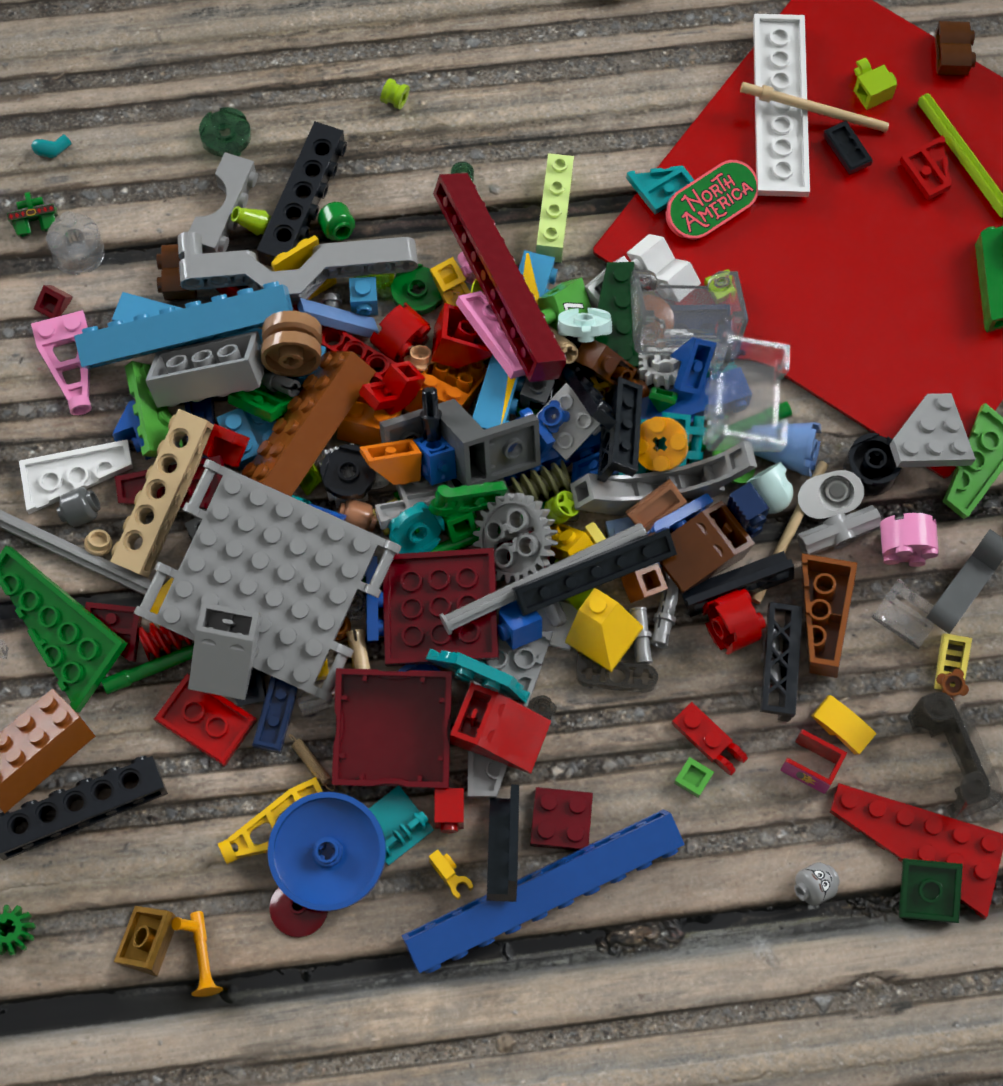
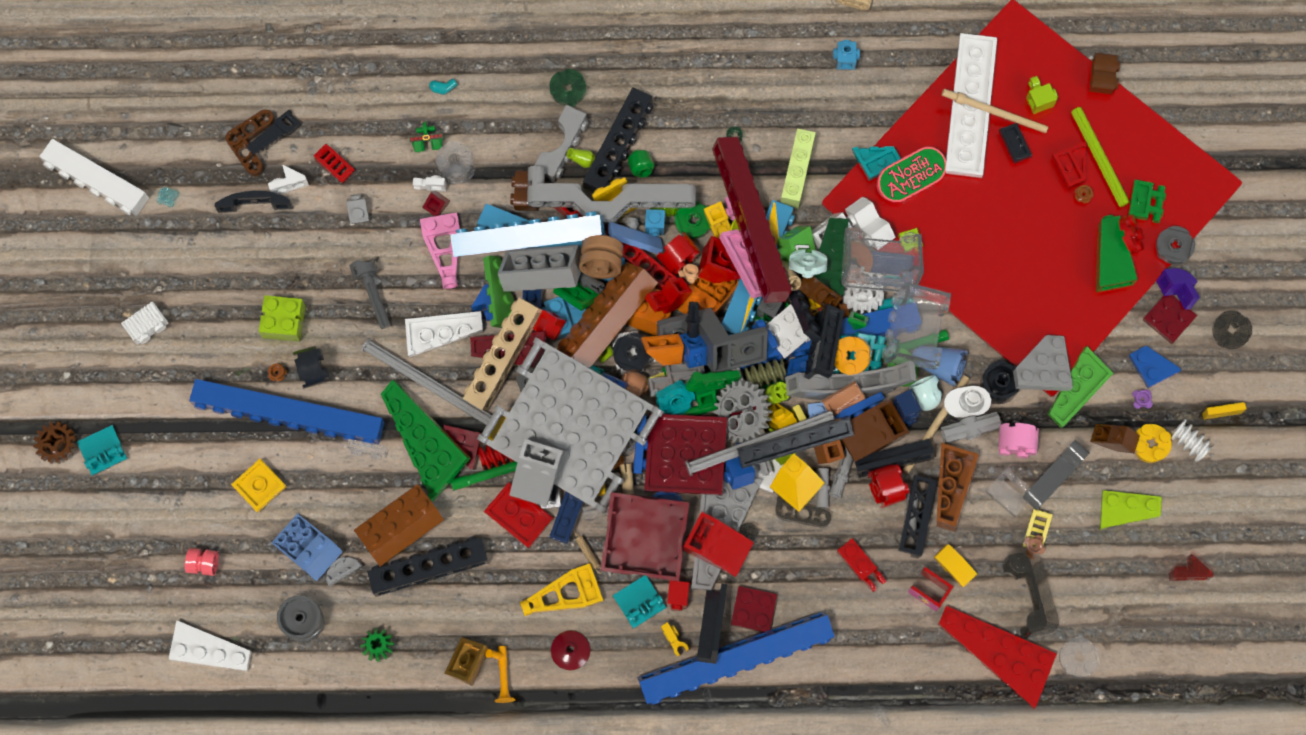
camera: 10 degrees right, 5 degrees up
(45, 274) = (432, 183): none -> white plate
(78, 507) = (443, 356): dark grey head -> none
(98, 543) = (455, 383): tan plate -> none
(327, 851) = (593, 615): blue dish -> none
(394, 93) = (692, 69): lime wheel -> none
(471, 669) = (700, 503): teal wing -> none
(551, 409) = (774, 327): blue plate -> none
(603, 56) = (846, 55): none -> dark azure brick
(694, 777) = (847, 591): bright green plate -> none
(695, 362) = (883, 297): blue slope -> none
(816, 883) = (921, 673): light grey head -> none
(930, 890) = (998, 686): dark green tile -> none
(953, 199) = (1083, 189): none -> dark orange plate

